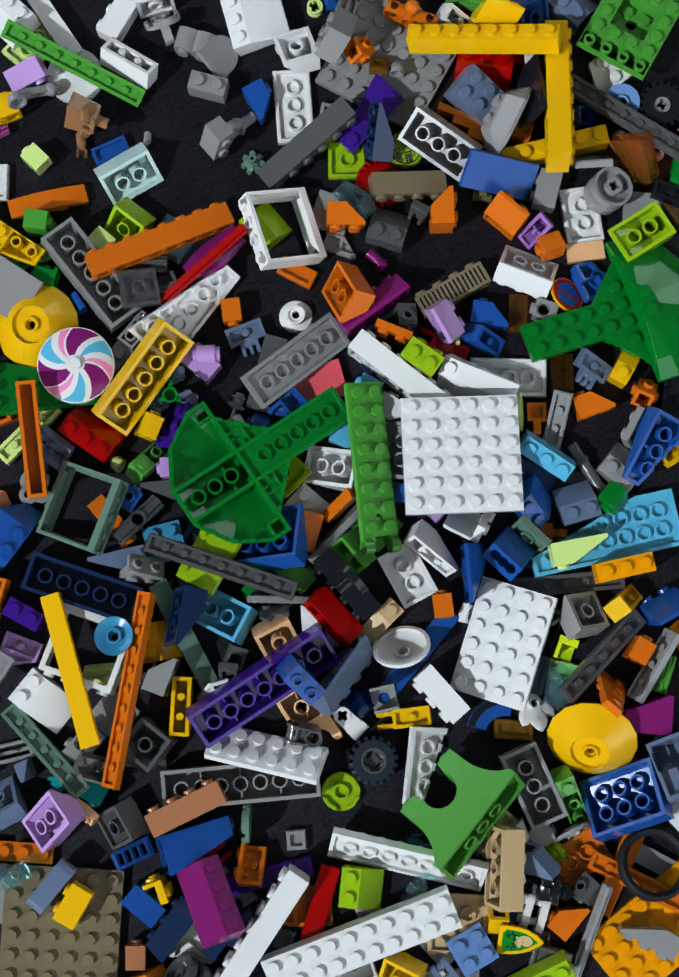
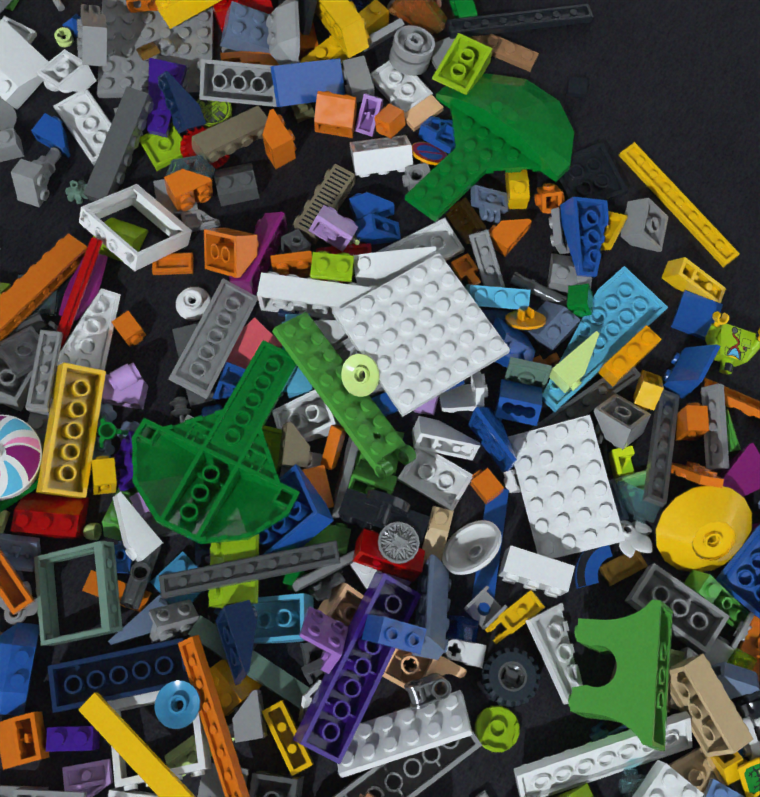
camera: 35 degrees left, 10 degrees down
(146, 315) = (44, 371): none -> light grey tile
(149, 488) = (135, 532): none -> white slope
(246, 336) = (155, 344): sand blue hinge -> none
(249, 648) = (325, 634): none -> medium lavender bracket
(307, 489) = (293, 448): none -> dark tan slope
(345, 612) = (398, 542): none -> light grey wheel
(359, 50) = (122, 45): orange brick -> none
(380, 263) = (241, 214): magenta pin -> none
(386, 460) = (353, 378): none -> yellowish green dish
(419, 210) = (255, 152): dark grey tile -> none
(517, 312) = (394, 192): clear orange tile -> none
(557, 489) = (525, 319): none -> light orange piece

